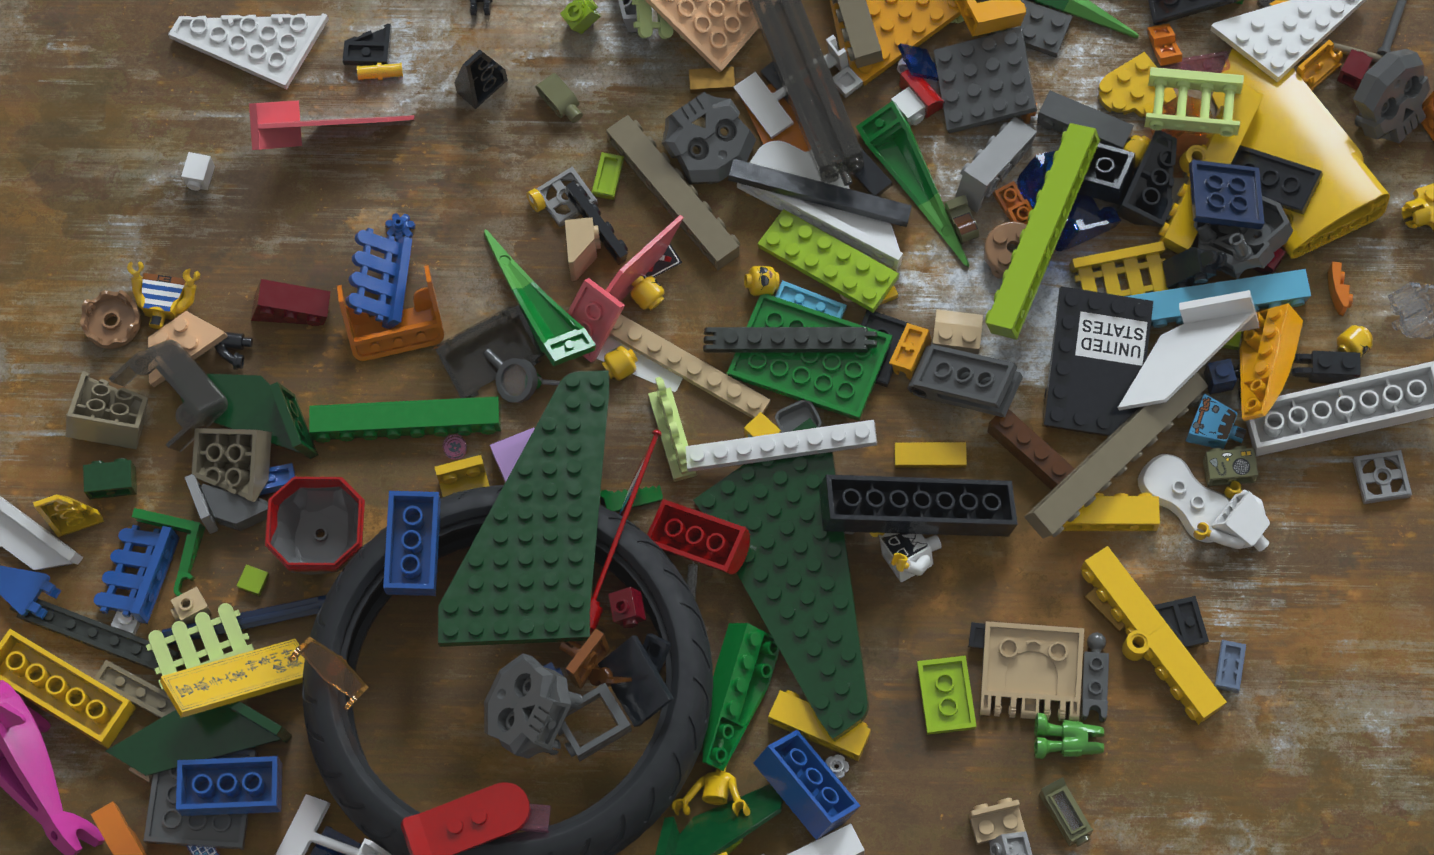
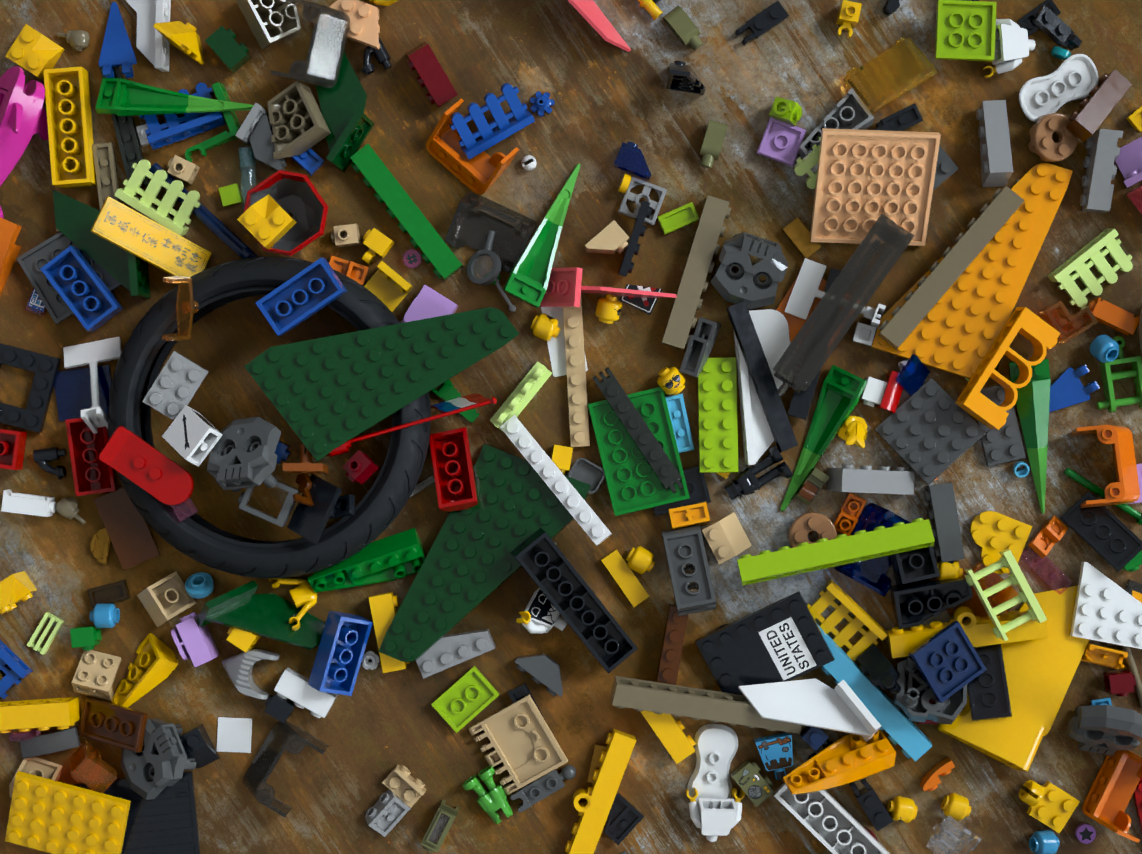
camera: 55 degrees right, 20 degrees up
(85, 598) = (133, 98): none -> green plate
(255, 553) = (247, 168): none -> clear light blue piece
(310, 538) = (267, 221): none -> yellow slope
(378, 491) = (346, 235): none -> tan brick
(404, 740) = (175, 385): none -> light grey plate
(413, 468) = (377, 244): none -> yellow brick
(430, 54) = (683, 28): none -> olive piece
(452, 276) = (531, 166): none -> white hinge
(468, 750) = (192, 435): none -> white brick
(521, 177) = (632, 160): none -> clear blue slope
(606, 38) = (781, 141): none -> lavender plate
(747, 231) = (700, 347): none -> dark grey slope
(886, 669) = (455, 649): none -> light grey wedge
(916, 275) = (748, 483): none -> black piece
(922, 426) = (640, 560): none -> yellow head
(933, 141) = (855, 431): none -> yellow hair
(971, 595) = (543, 671): none -> dark grey slope
(1085, 27) = (1022, 472): none -> medium azure hinge
(1380, 289) = (956, 806): none -> yellow head

